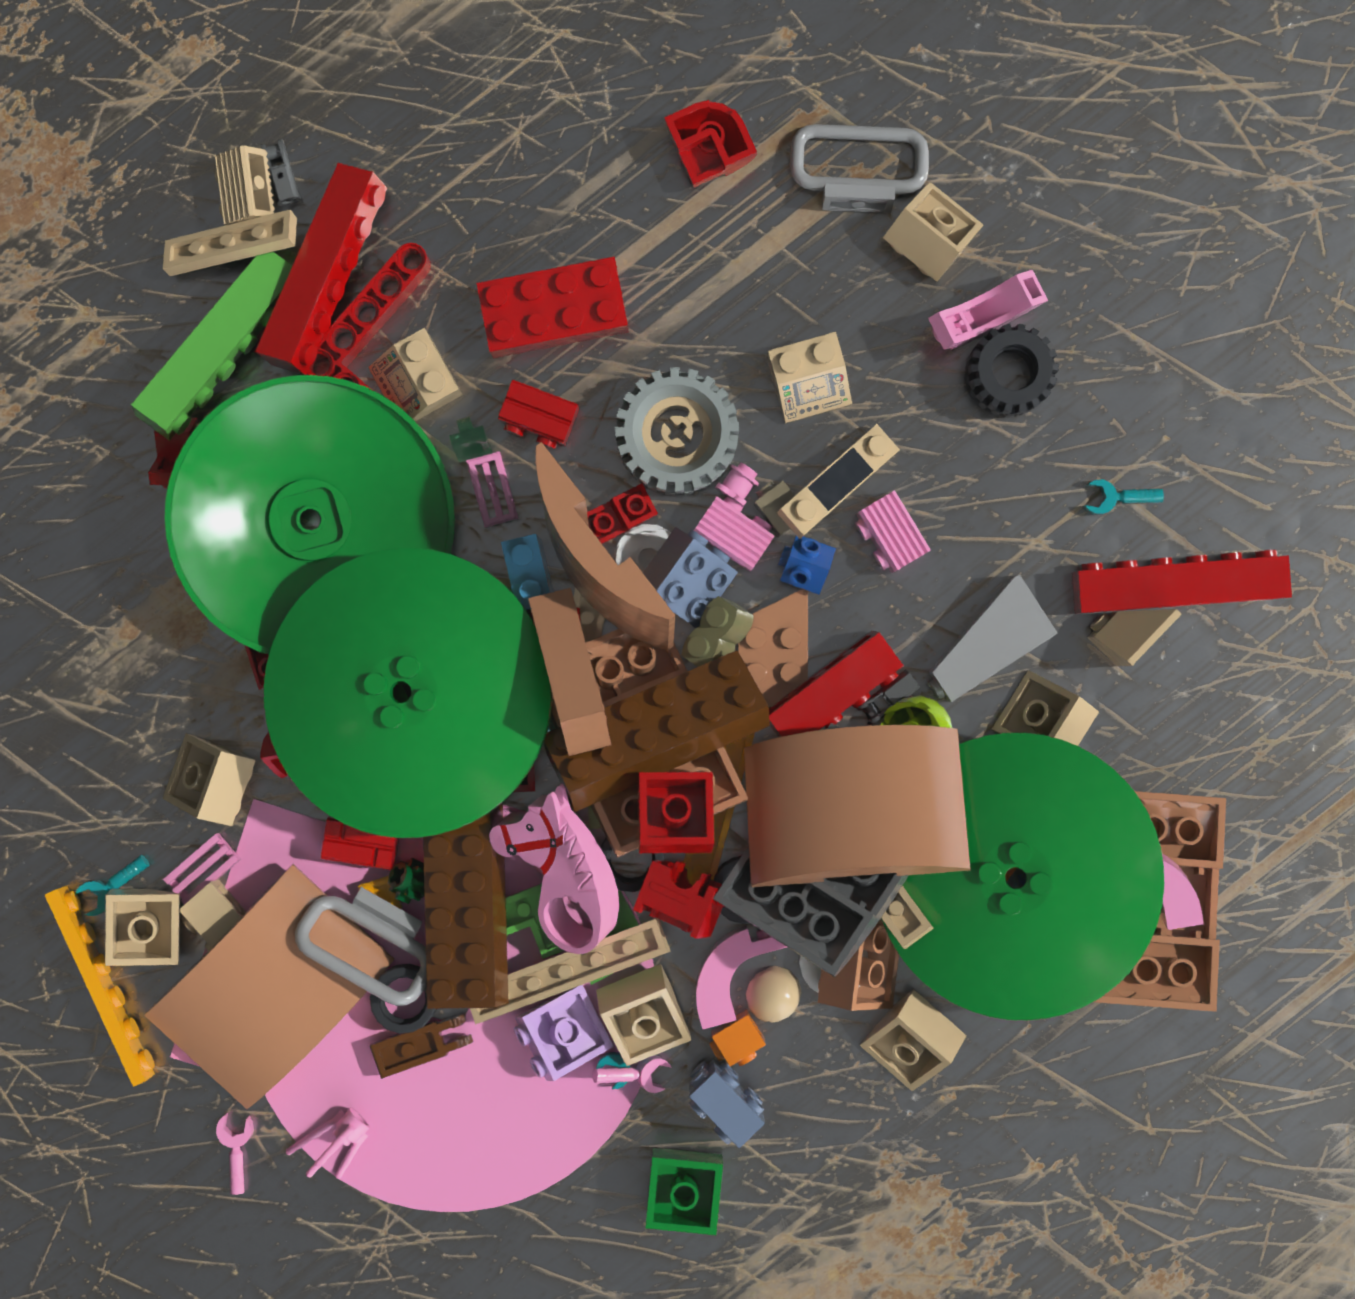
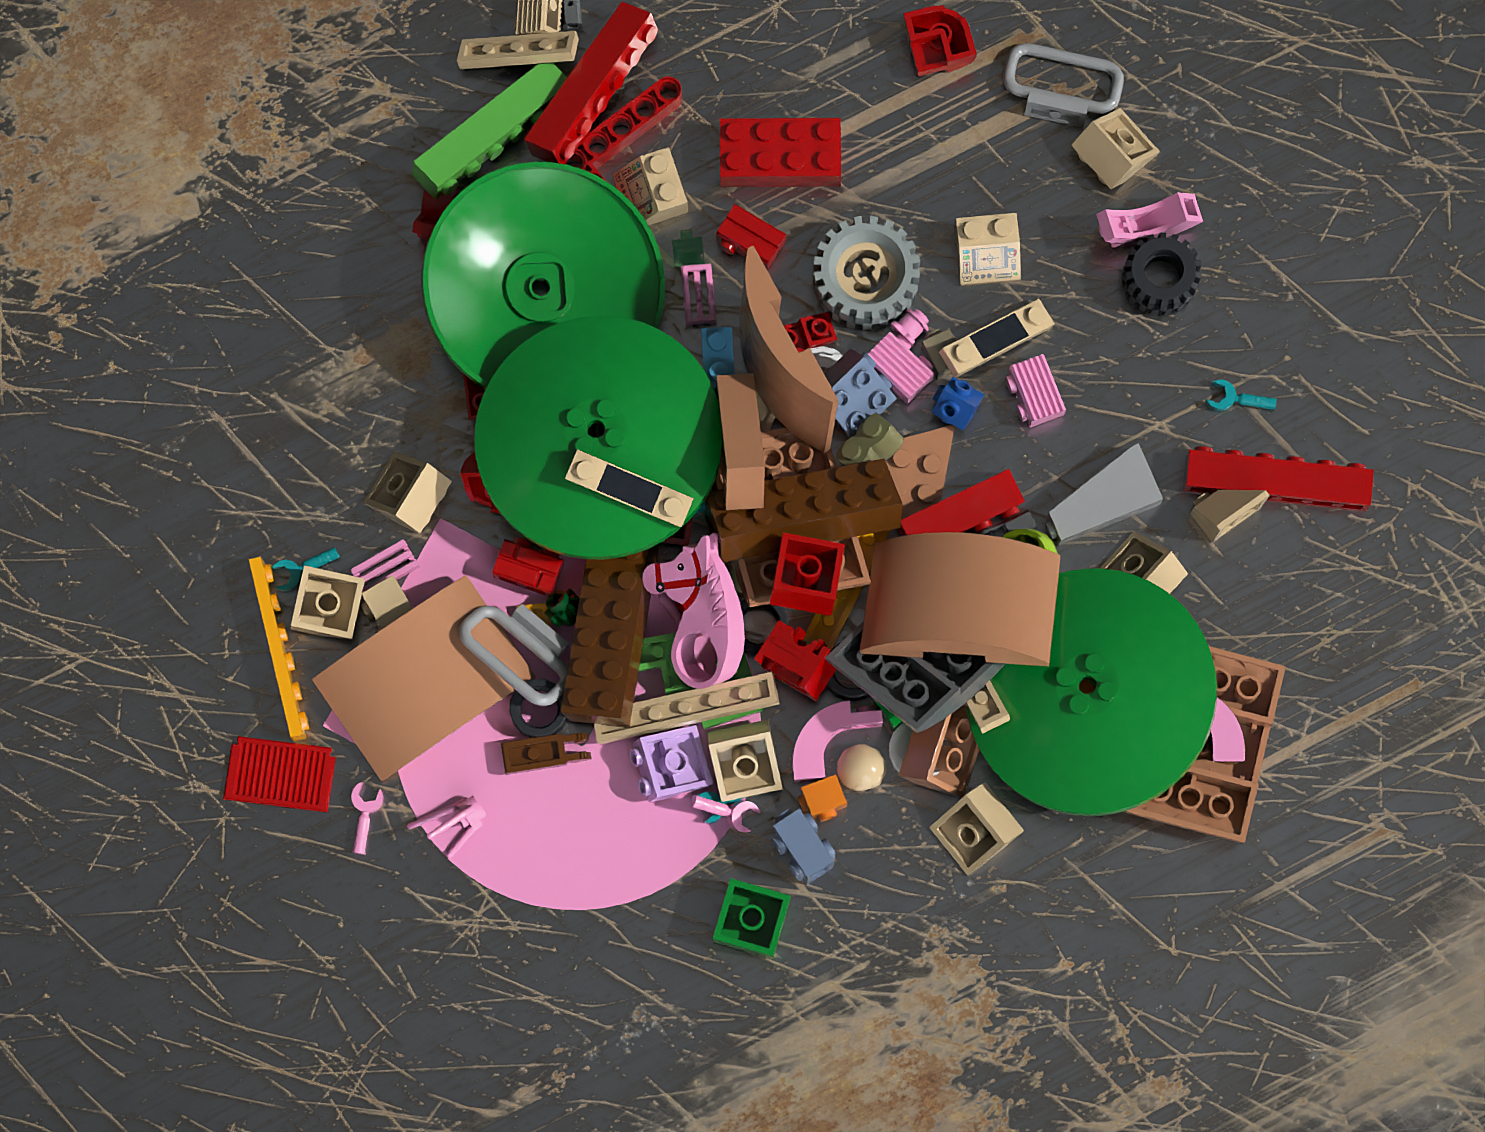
camera: 10 degrees right, 10 degrees down
(133, 1120) = (280, 774): none -> red window
(452, 756) = (629, 488): none -> plate

